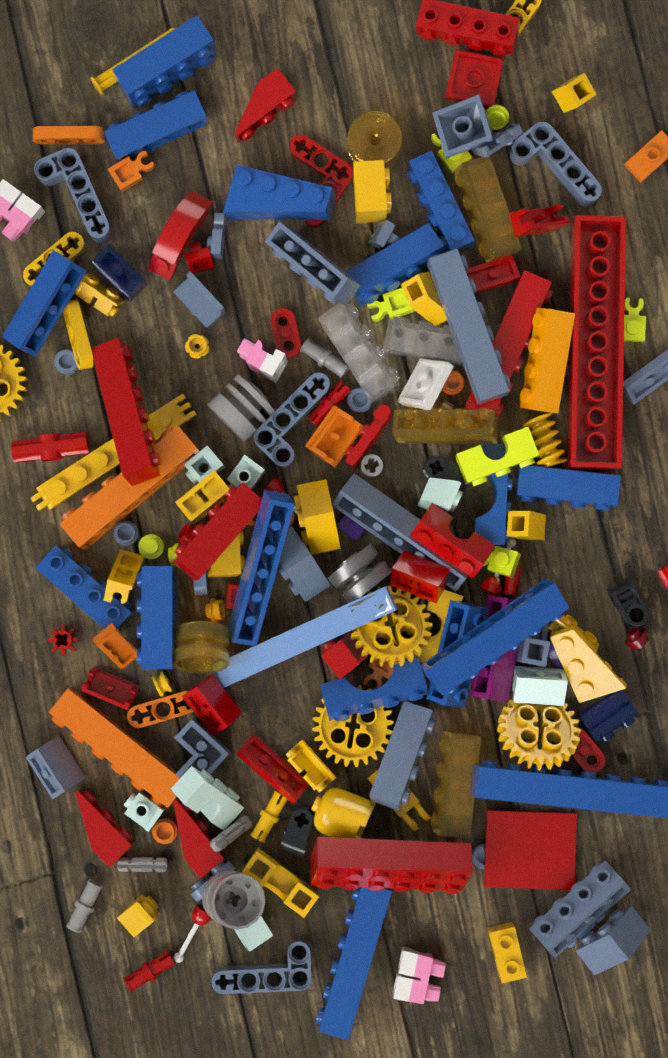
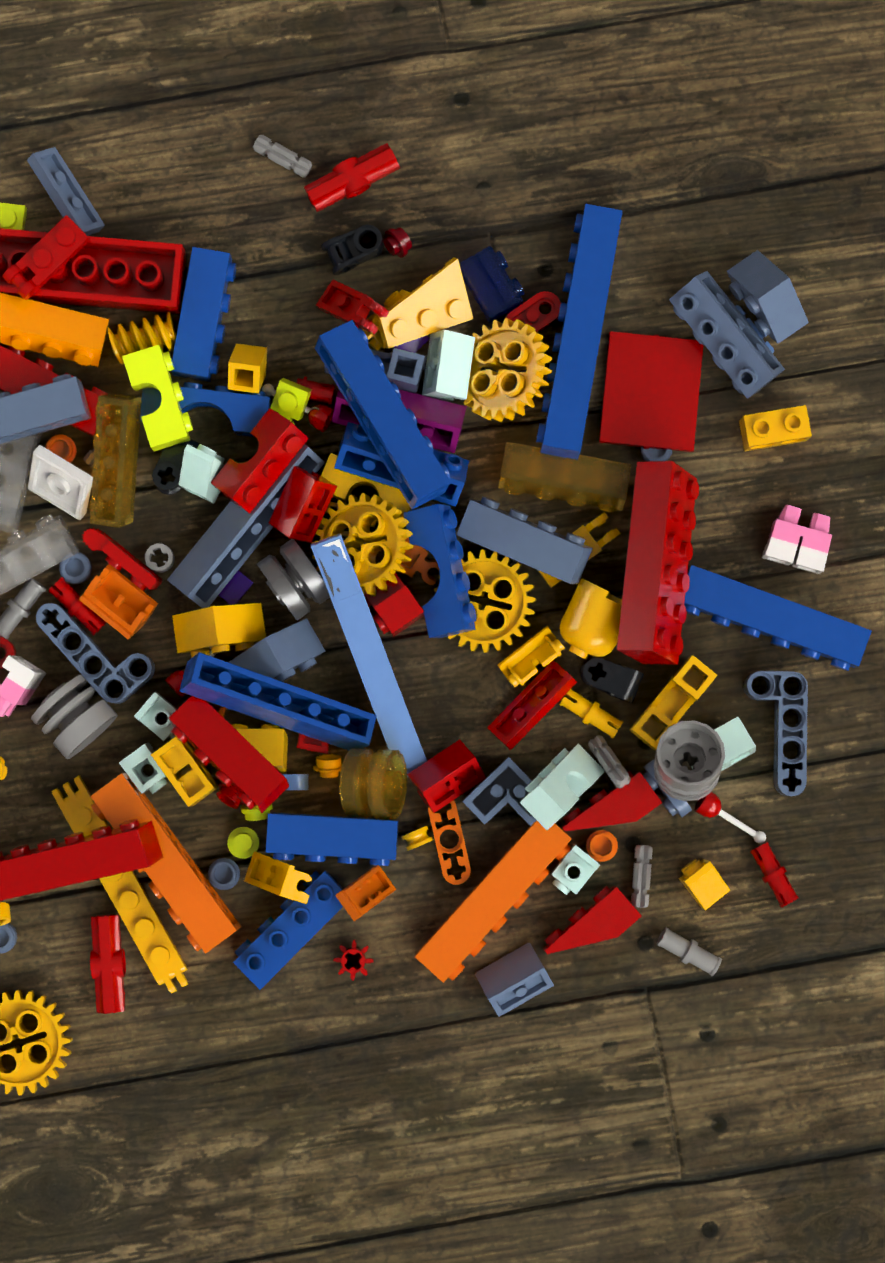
camera: 85 degrees left, 0 degrees up
(110, 688) = (418, 903): red hinge -> none
(581, 604) = (350, 305): none -> red hinge
(603, 361) = (47, 257): none -> red plate

